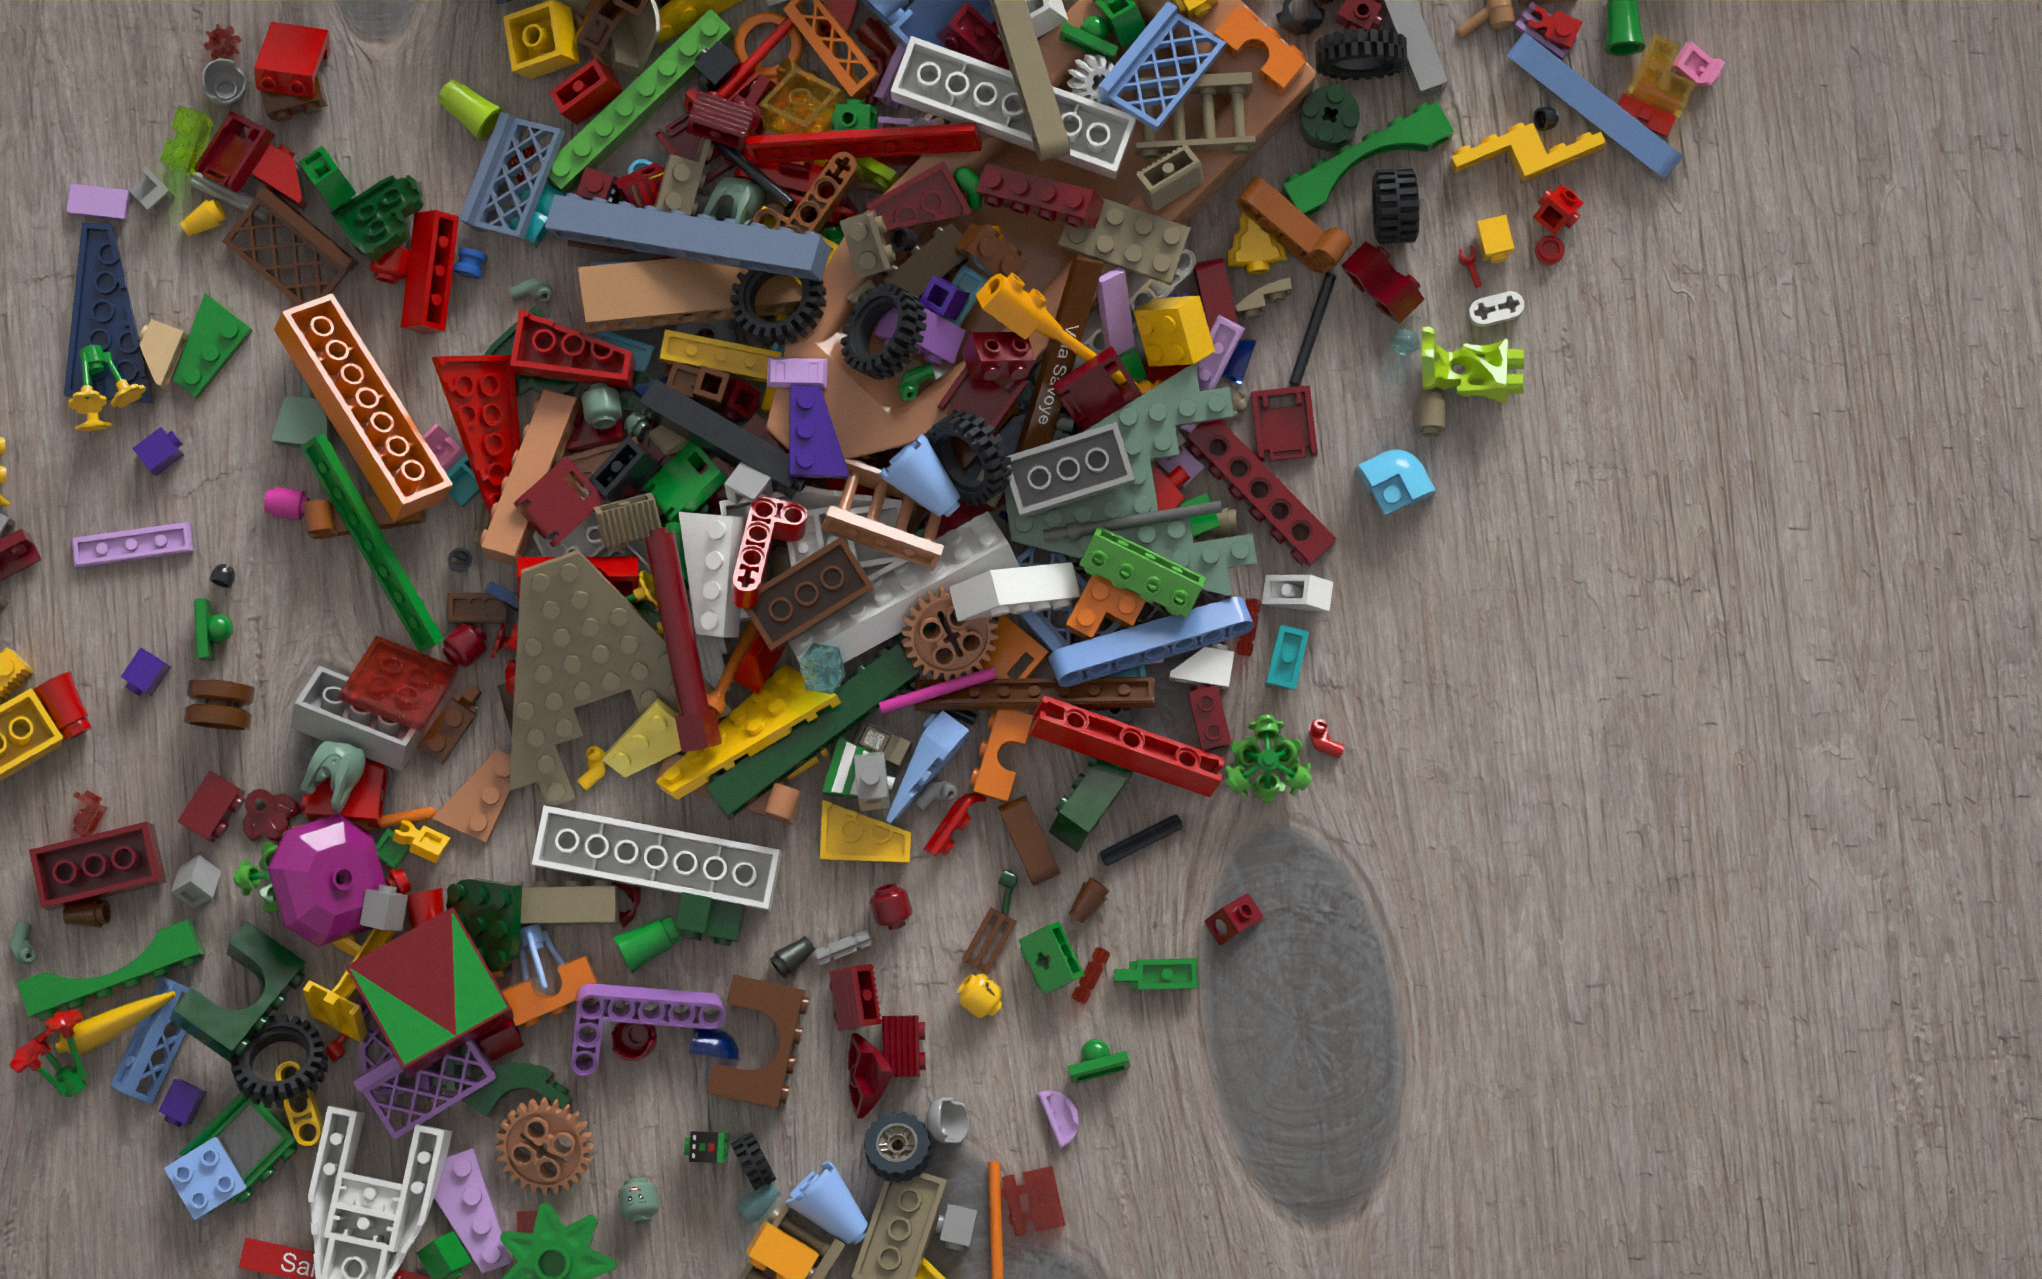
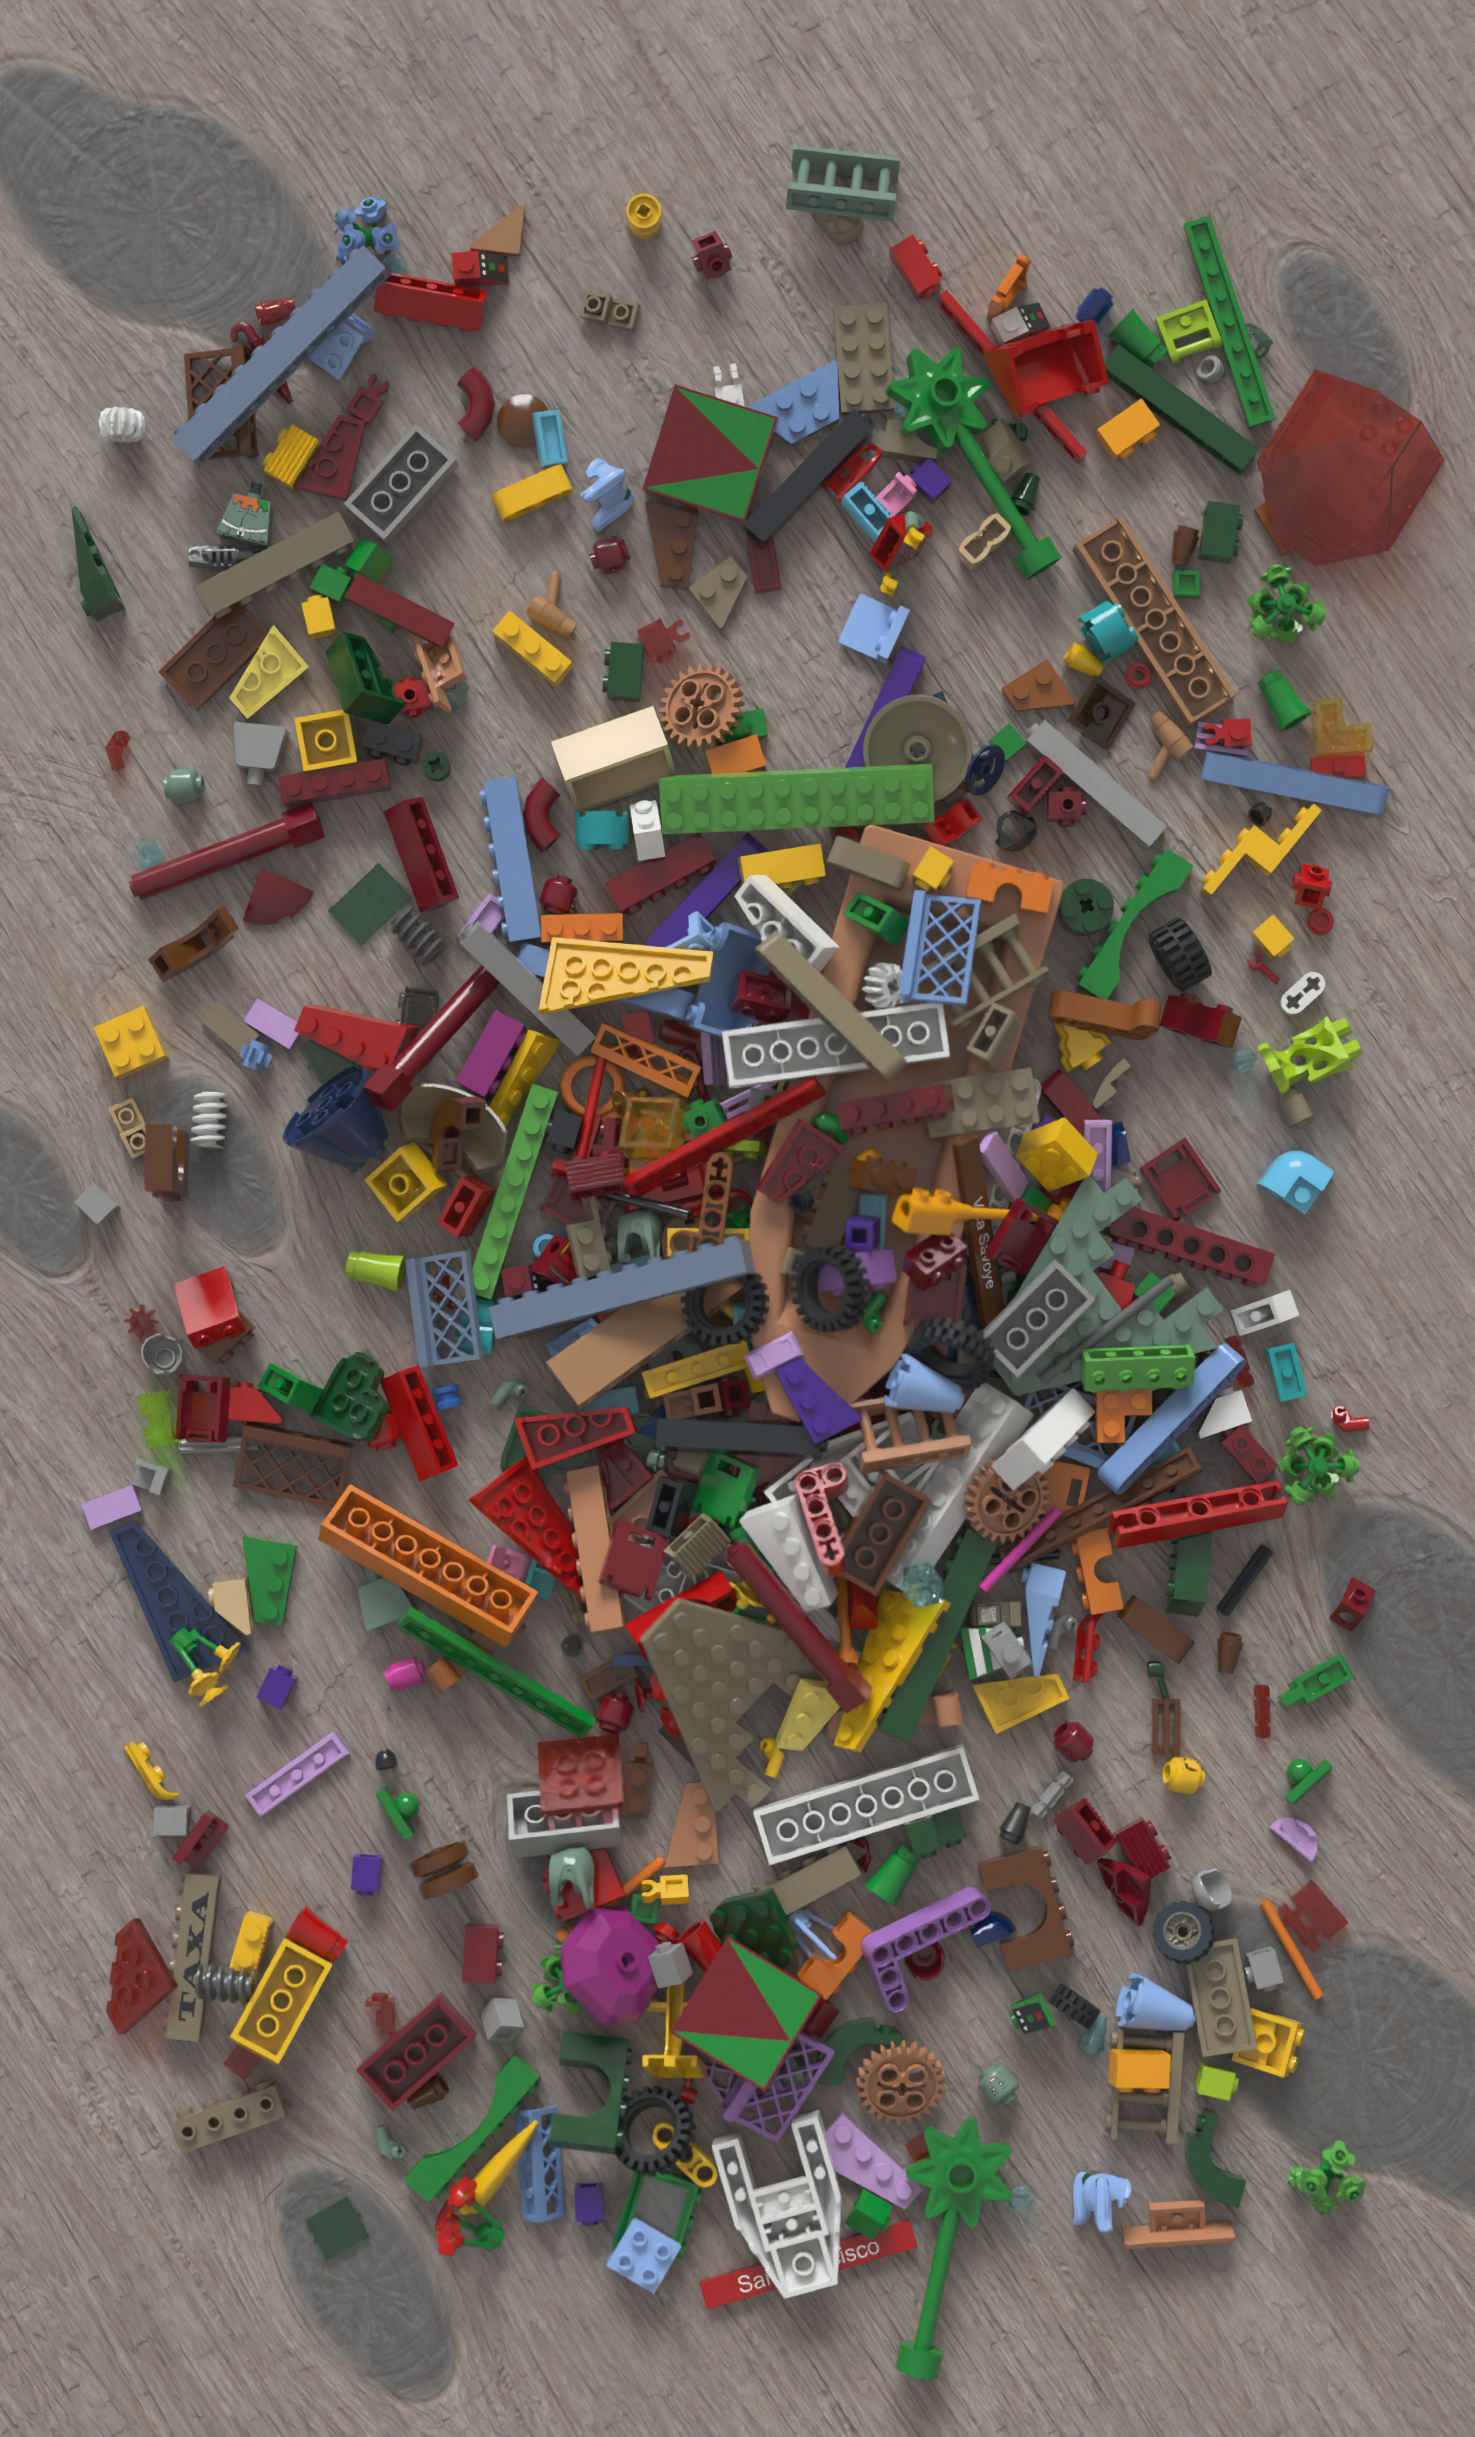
camera: 30 degrees left, 5 degrees up
(204, 217) = (207, 1474): yellow cone -> none
(270, 820) = (534, 1937): dark red plate -> none
(601, 406) = (622, 1461): sand green head -> none
(747, 483) = (782, 1468): light grey panel -> none
(867, 244) = (775, 1221): dark tan bracket -> none
(1063, 965) = (1238, 1717): green brick -> none
(1090, 37) = (865, 951): green tile -> none
(1312, 329) = (1162, 1088): black piece -> none
(1361, 54) = (1087, 843): black tyre -> none
(1697, 65) = (1362, 704): bright pink bracket -> none

